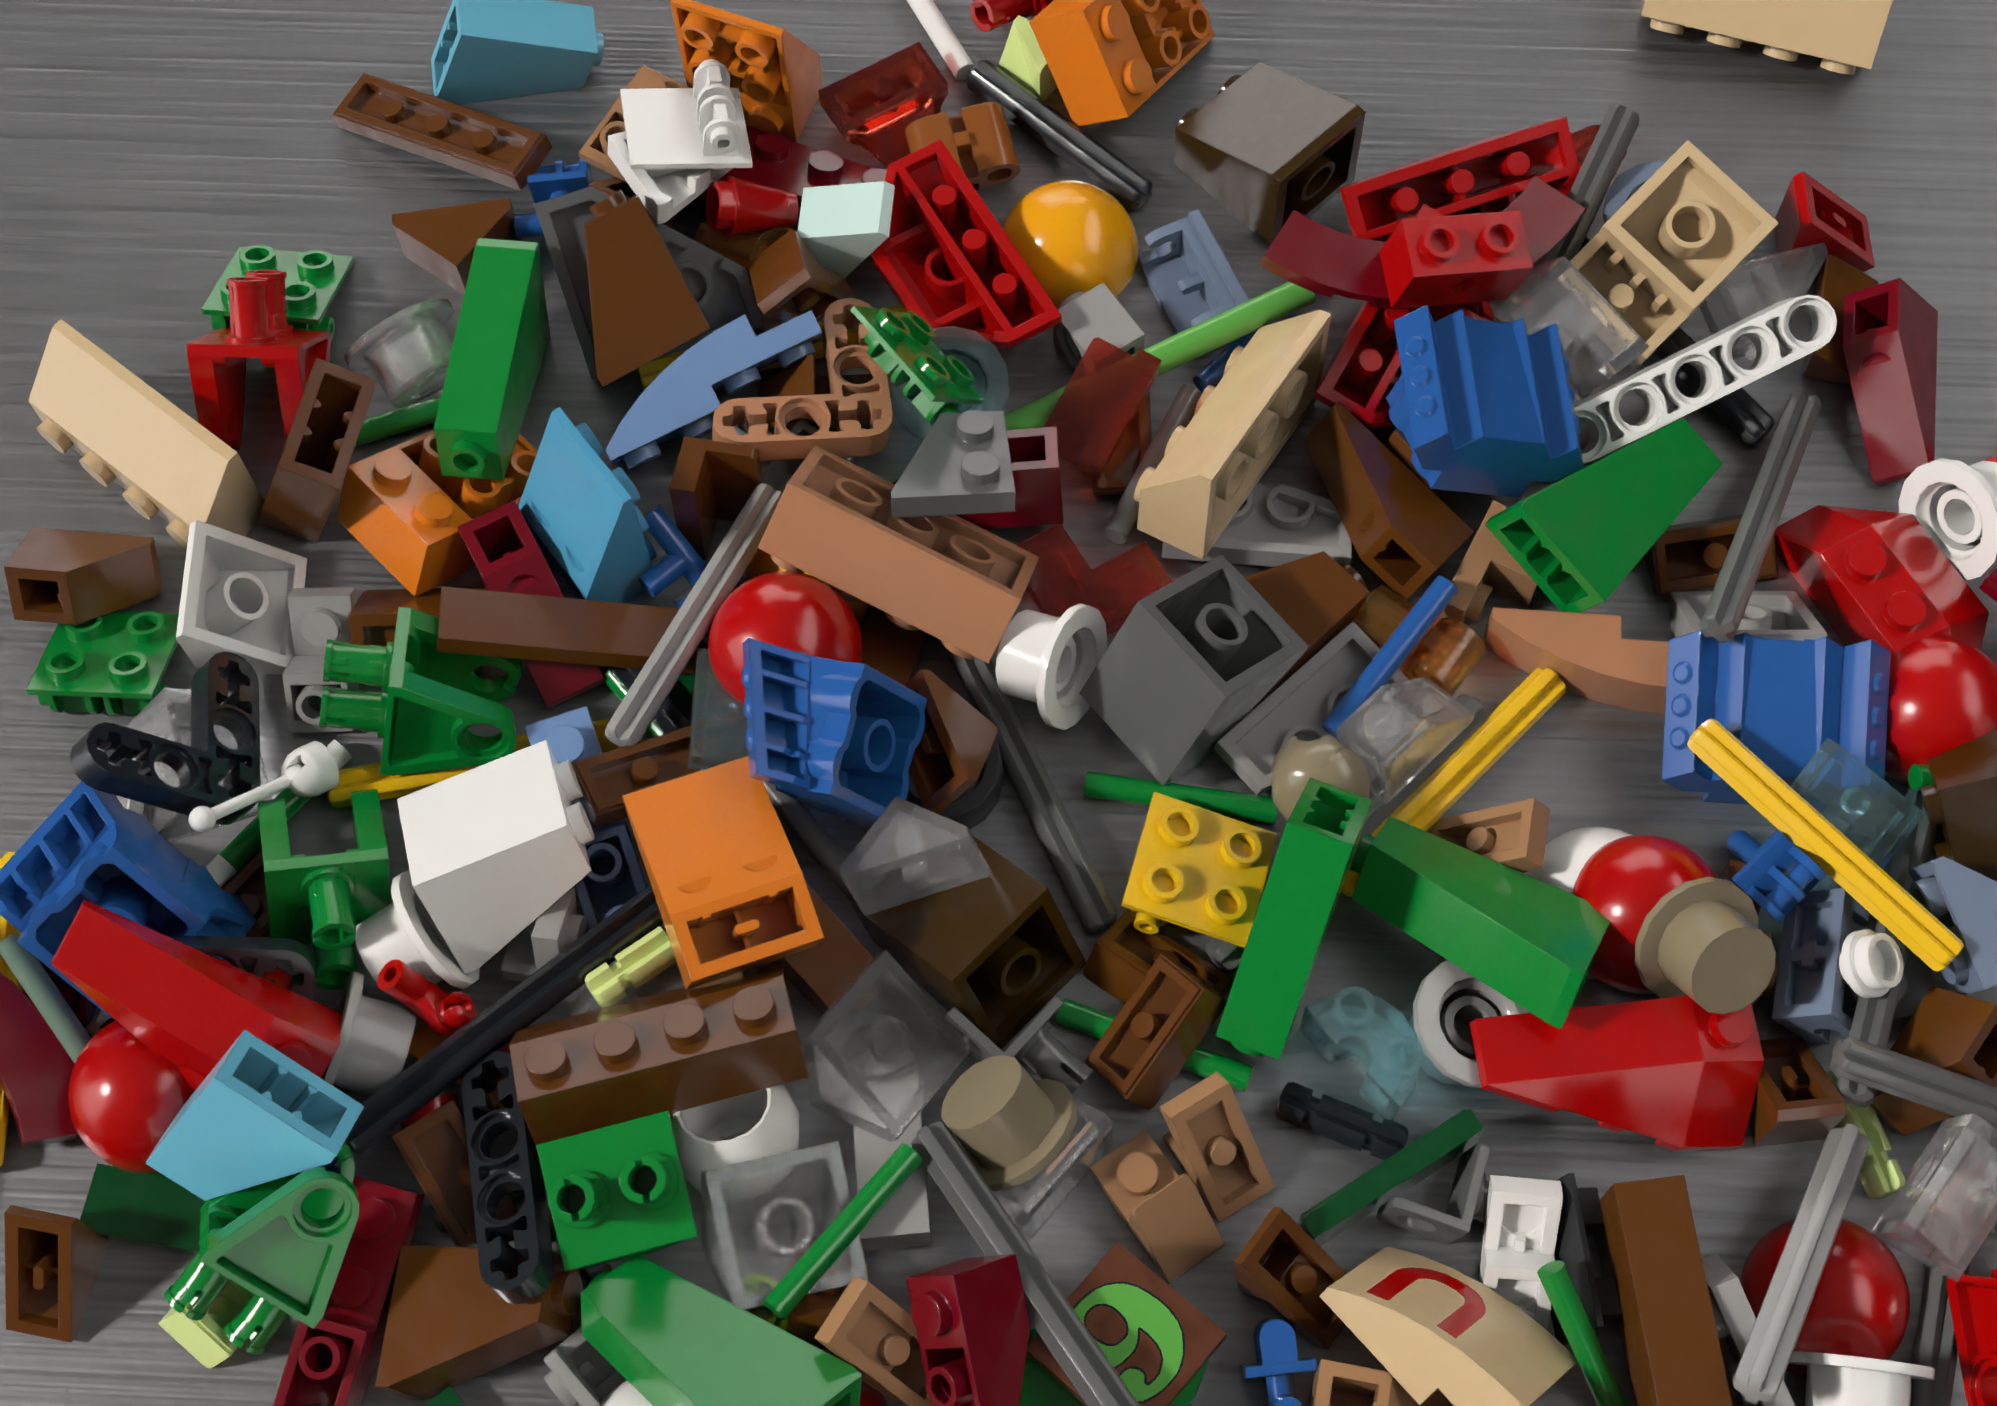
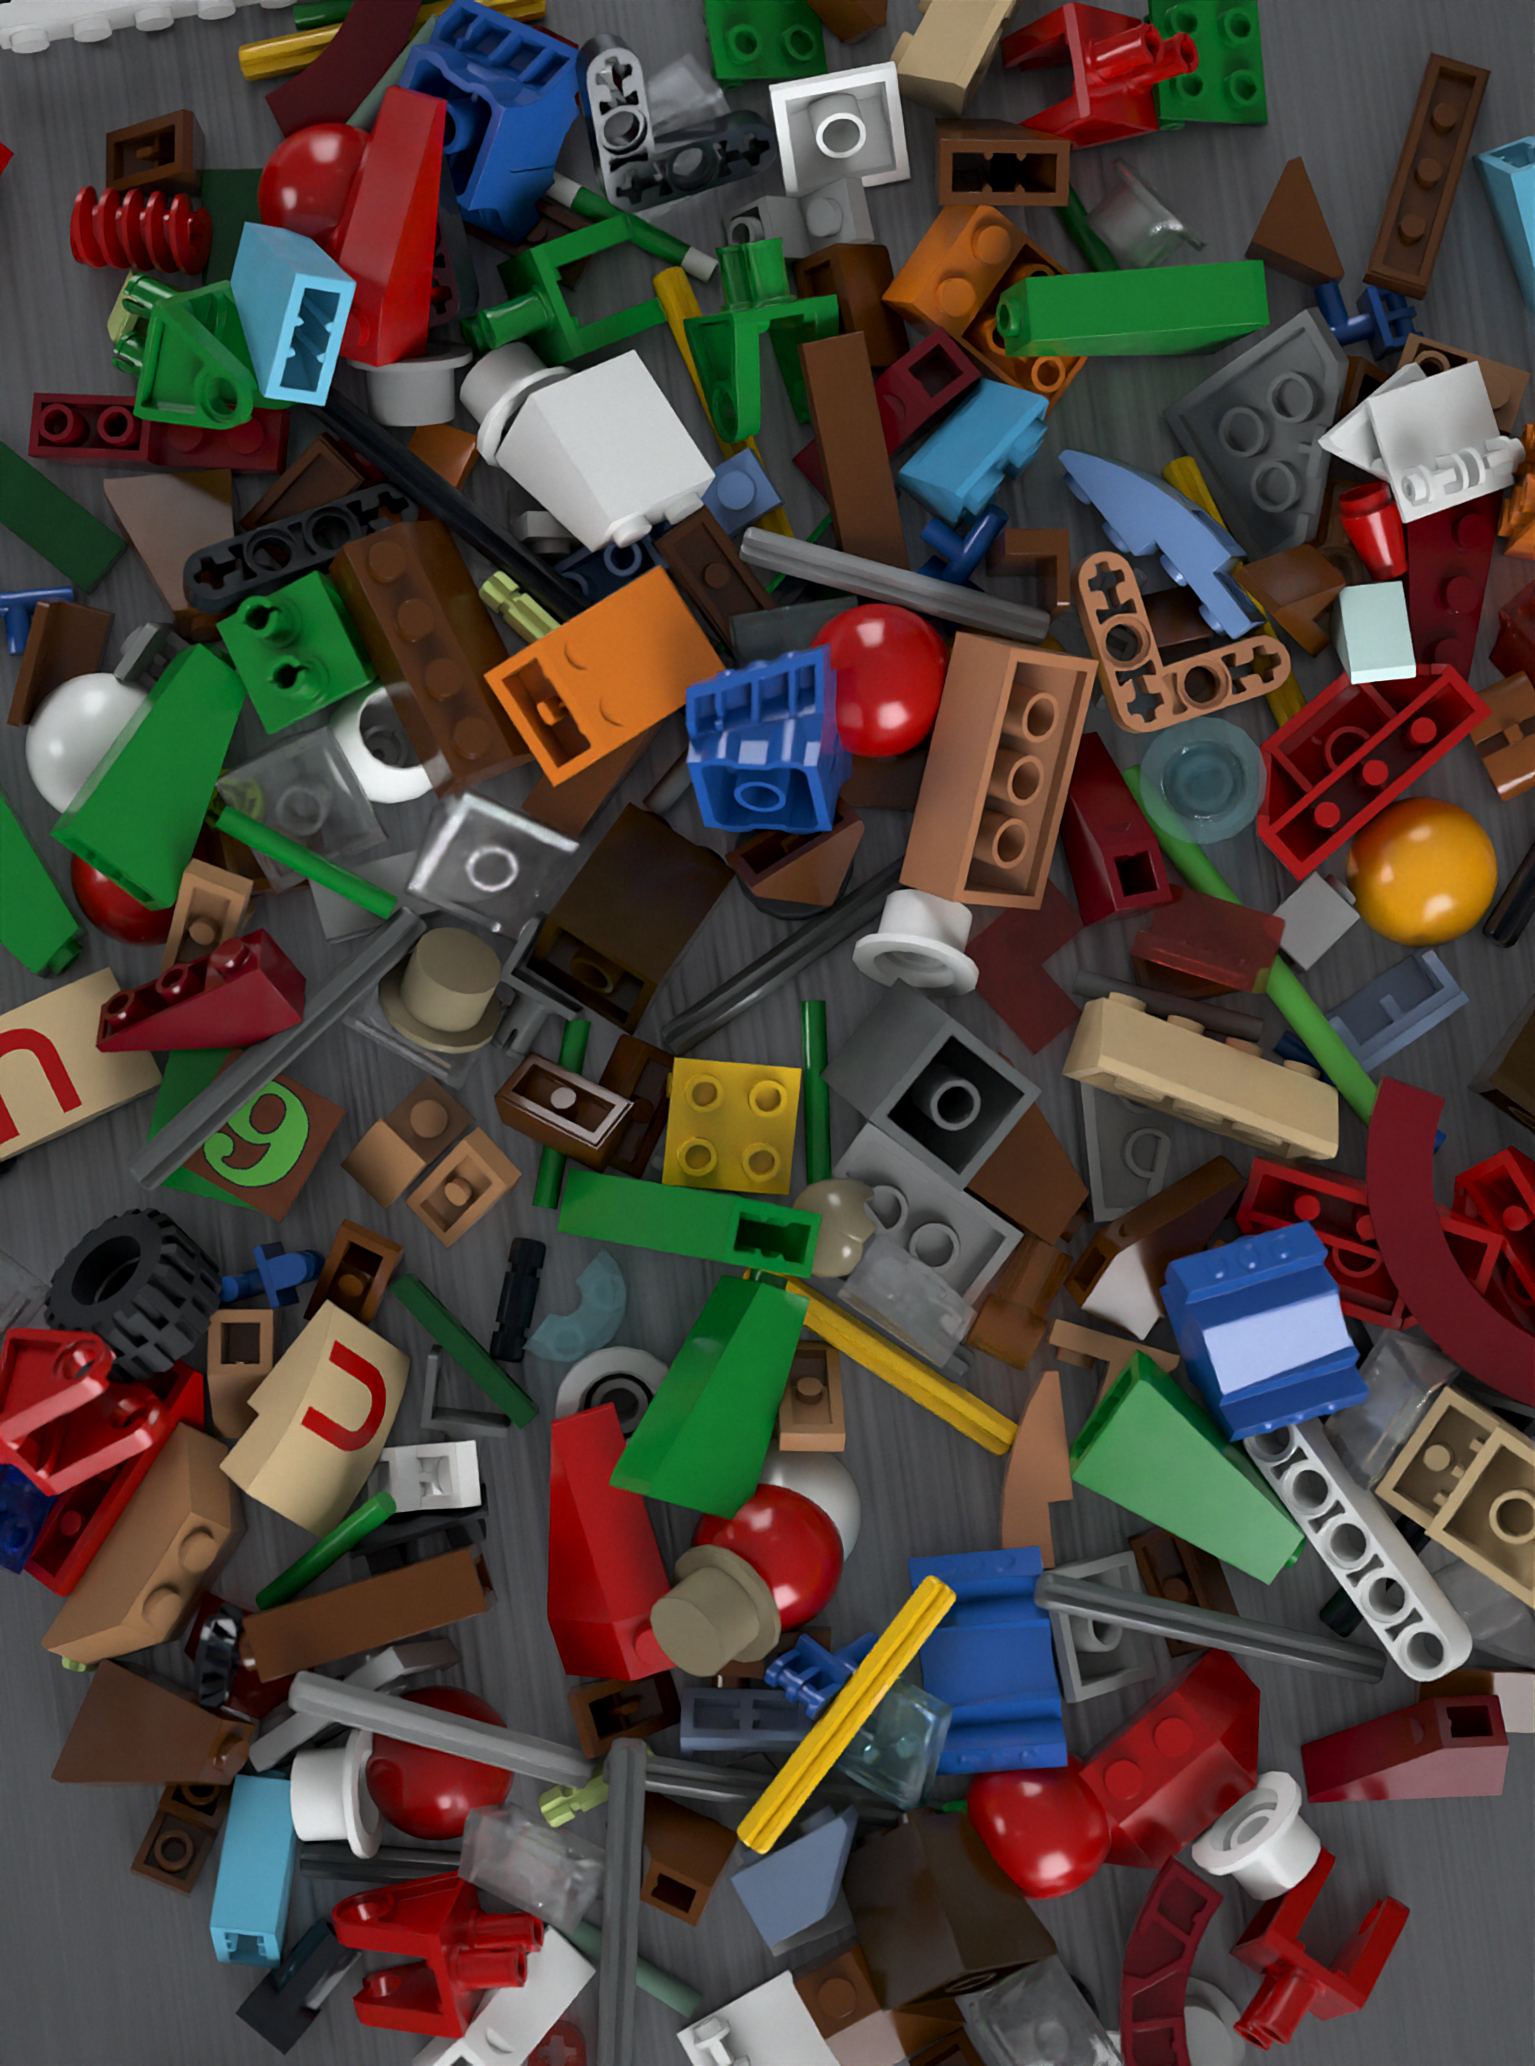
camera: 75 degrees right, 20 degrees up
(118, 1301) = (140, 236): none -> red piece
(305, 771) = (665, 248): white hinge -> none
(427, 1000) = (459, 430): red arm -> none
(634, 289) = (1242, 438): reddish brown slope -> none
(905, 351) = (1203, 744): green hinge -> none
(910, 857) = (670, 845): clear slope -> none
(958, 469) = (1089, 811): dark grey wing -> none
(1393, 651) = (984, 1276): blue bar -> none
(1455, 259) = (1415, 1276): red brick -> none
(1870, 963) = (736, 1770): white plate -> none

